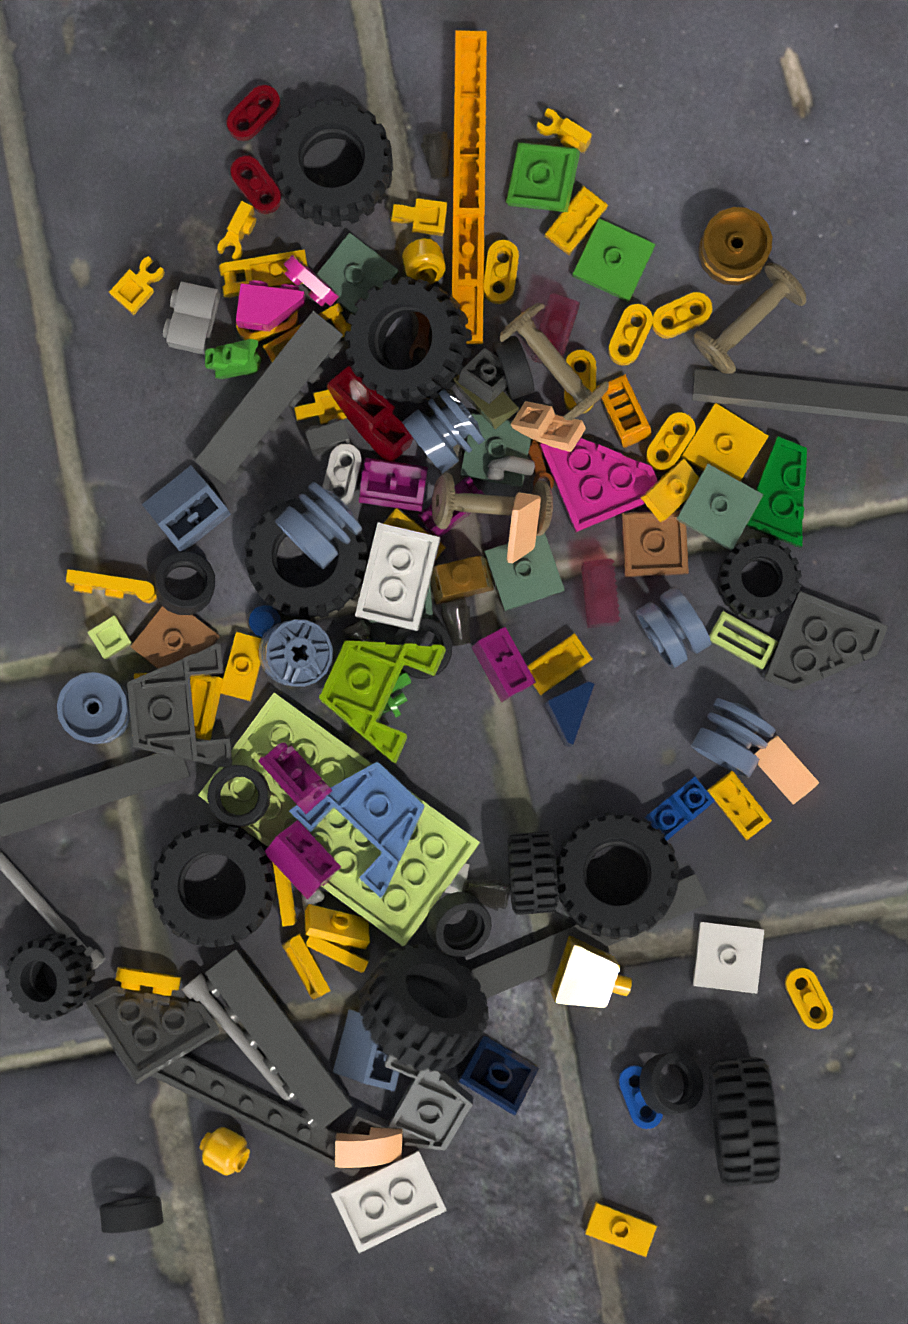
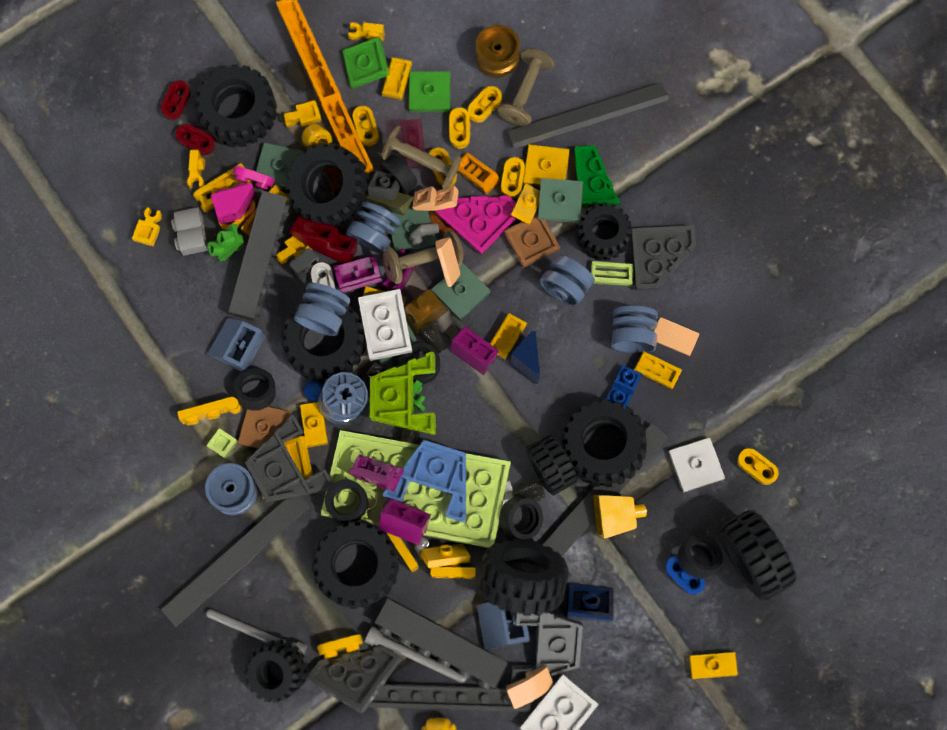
camera: 20 degrees left, 10 degrees down
(306, 967) = (437, 590): yellow tile -> none
(600, 593) = (513, 282): clear pink brick -> none

